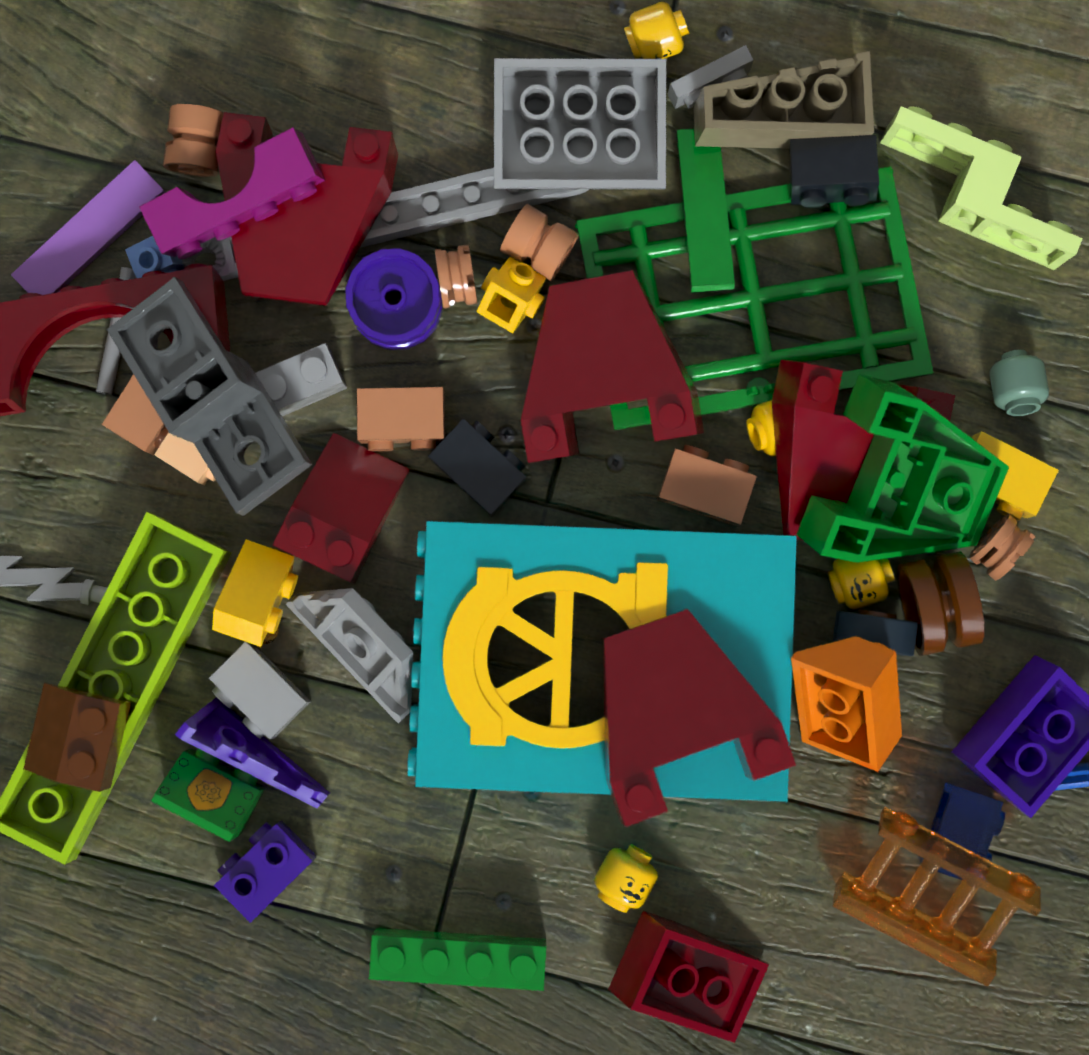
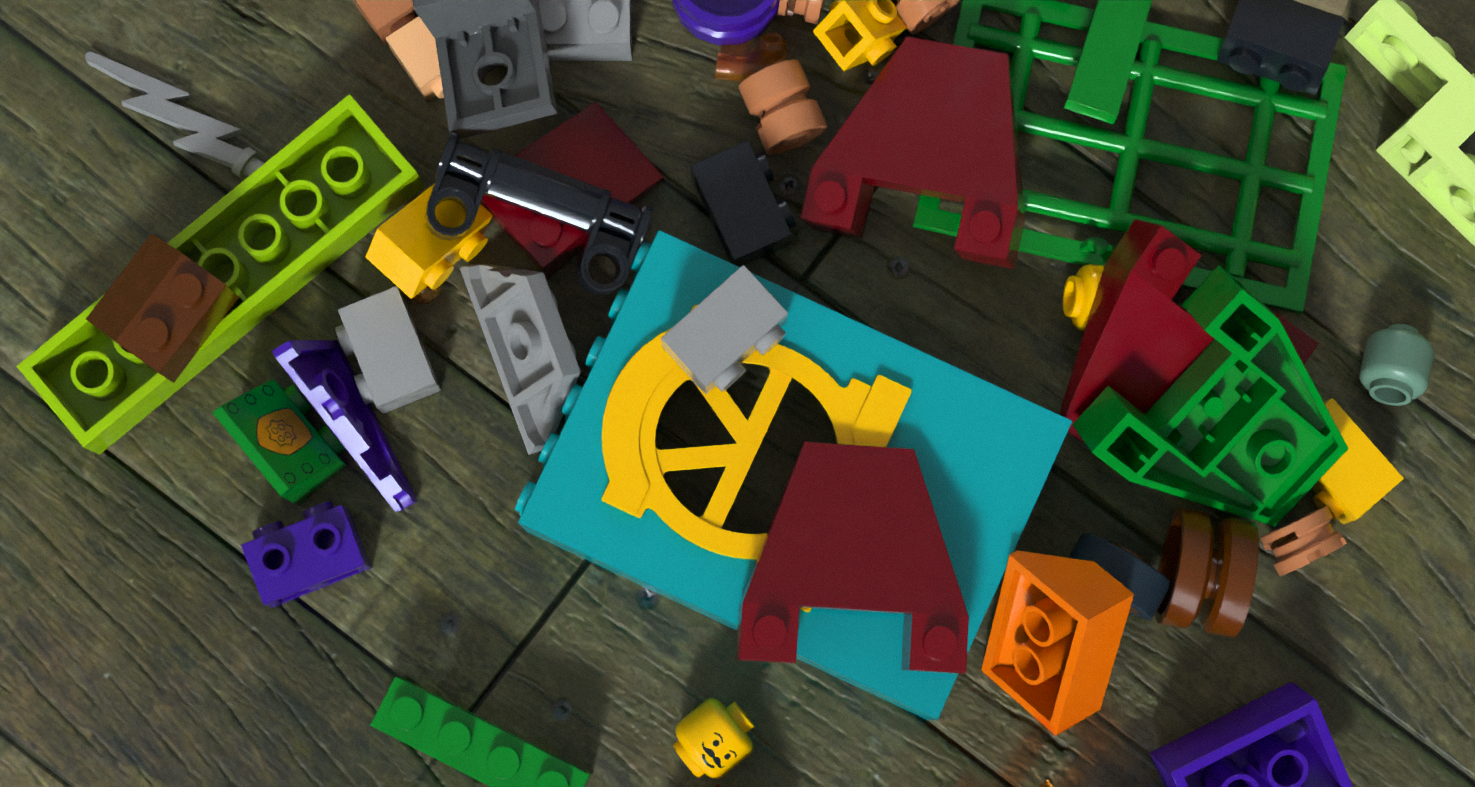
camera: 20 degrees right, 5 degrees down
(329, 528) = (545, 194): none -> black piece
(401, 417) = (678, 113): nougat brick -> none
(444, 352) = (738, 68): none -> clear orange arm
(478, 379) = (780, 101): none -> nougat wheel
(510, 581) = (726, 331): none -> light grey brick
(707, 486) = (991, 332): nougat brick -> none
(860, 582) = (1124, 510): yellow head -> none

